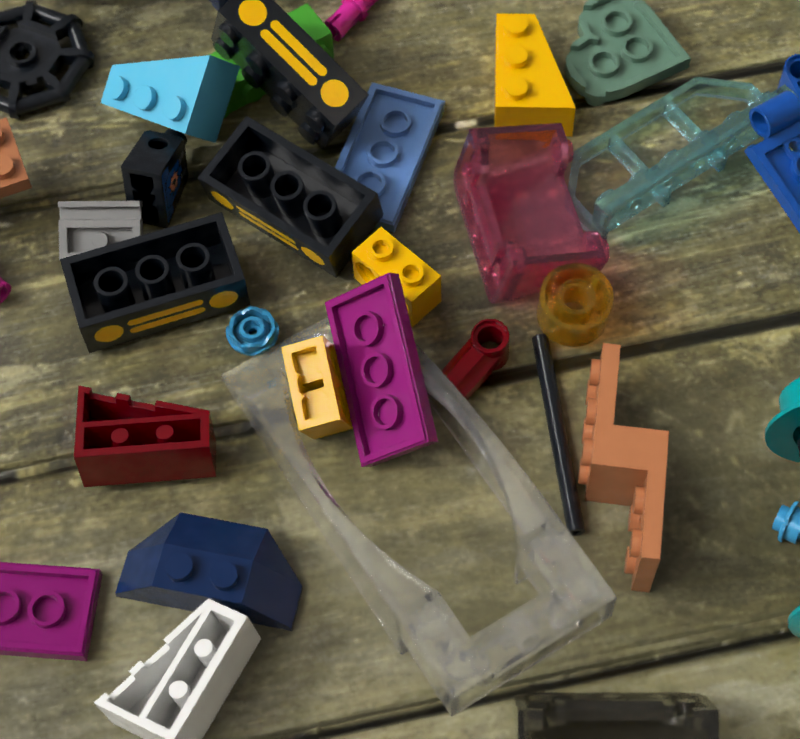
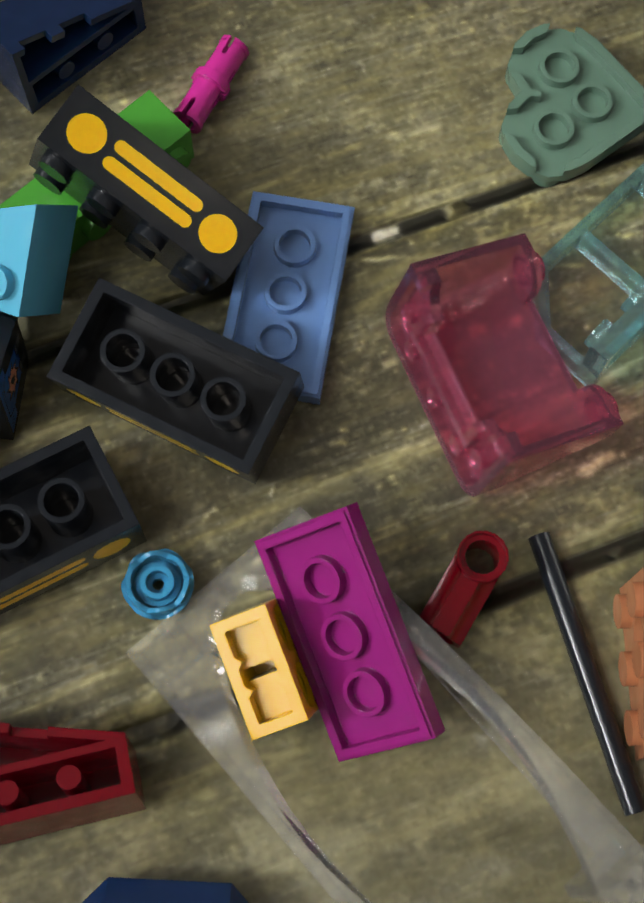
camera: 15 degrees left, 10 degrees up
(385, 254) = (337, 473): yellow brick -> none
(527, 76) = (459, 167): yellow wedge -> none
(579, 285) = (610, 477): clear yellow piece -> none

